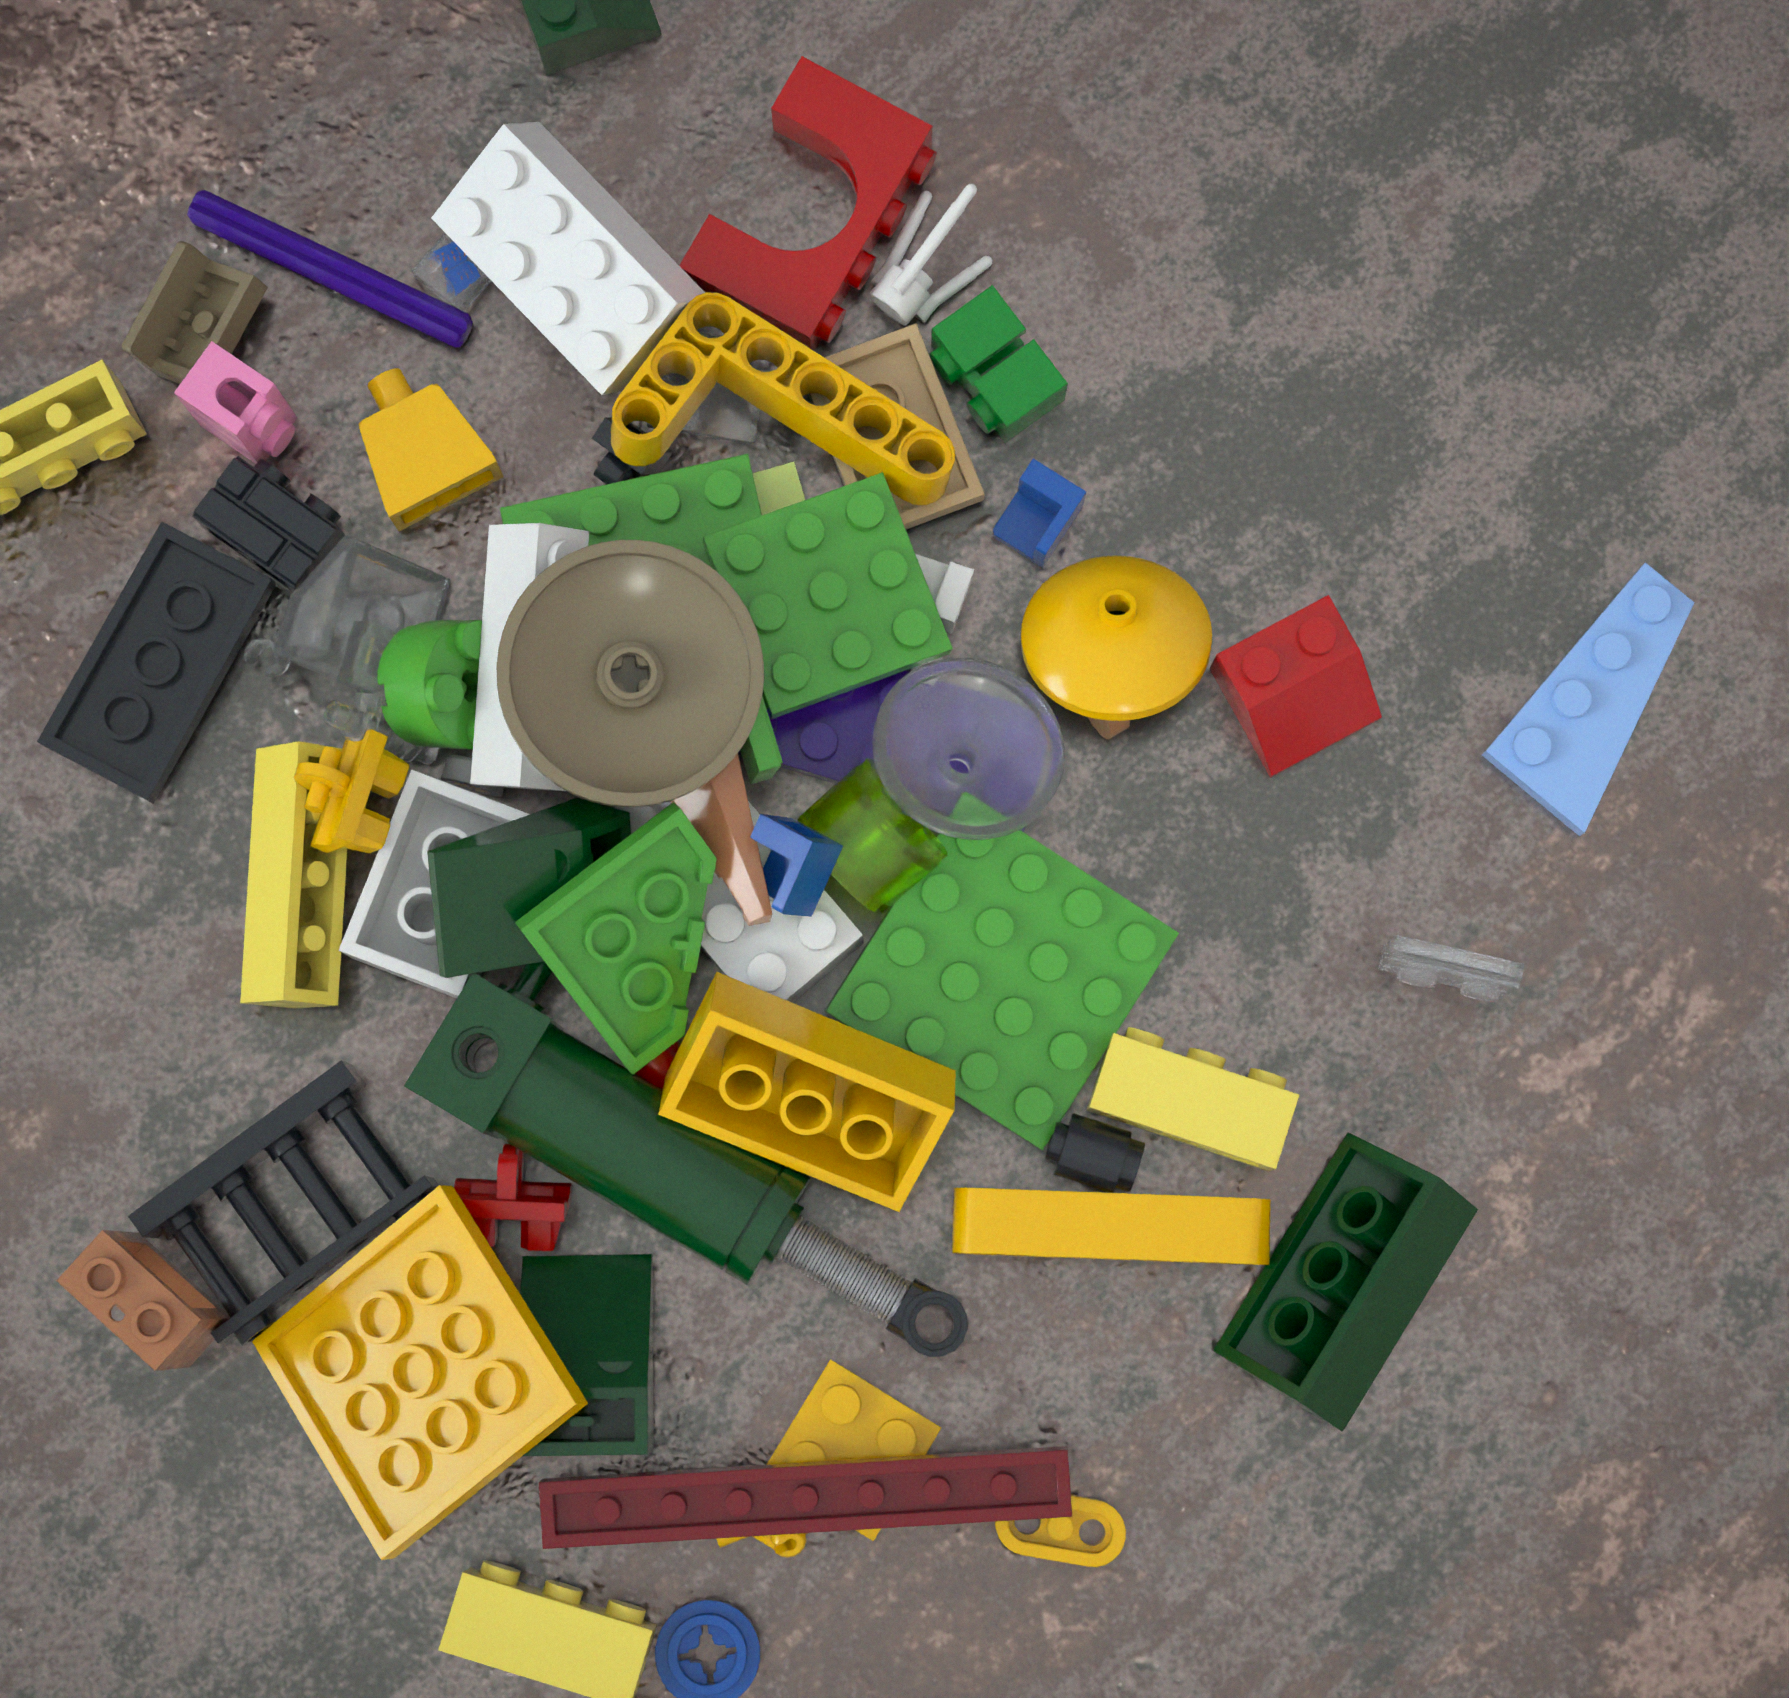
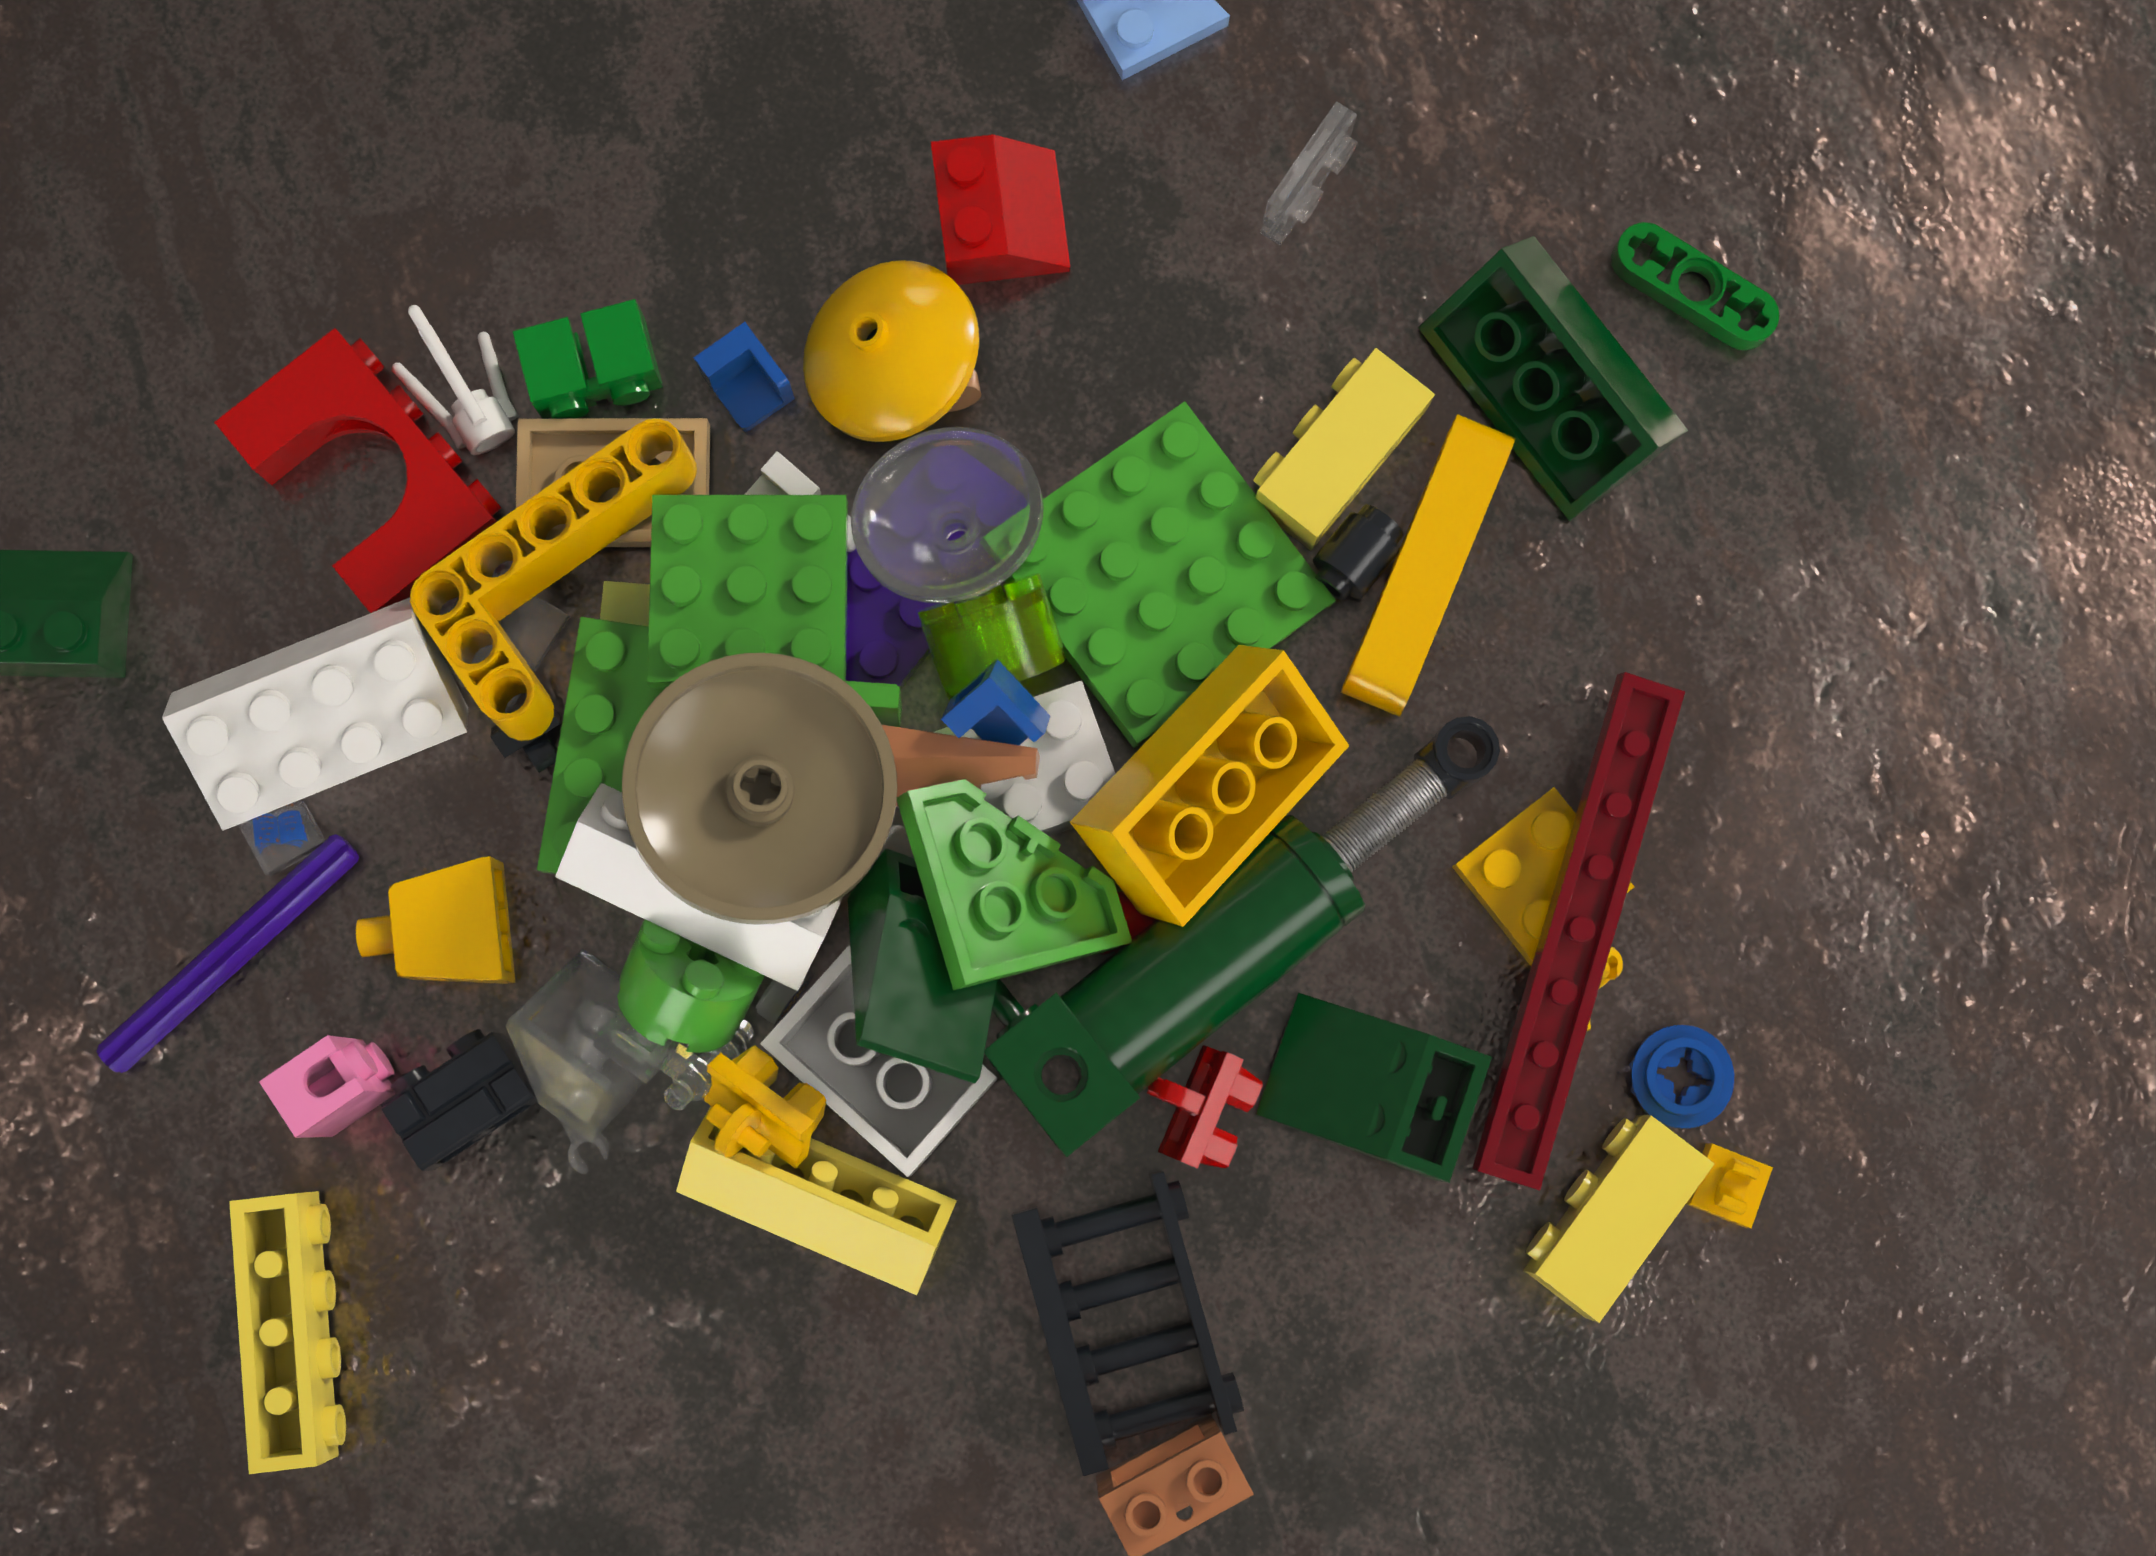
camera: 75 degrees left, 0 degrees up
(157, 662) = (550, 1260): black plate -> none
(190, 308) = (218, 1101): dark tan bracket -> none
(418, 1372) = (1336, 1246): yellow plate -> none
(1060, 1539) = (1695, 716): yellow plate -> none
(1471, 1434) = (1721, 279): none -> green beam

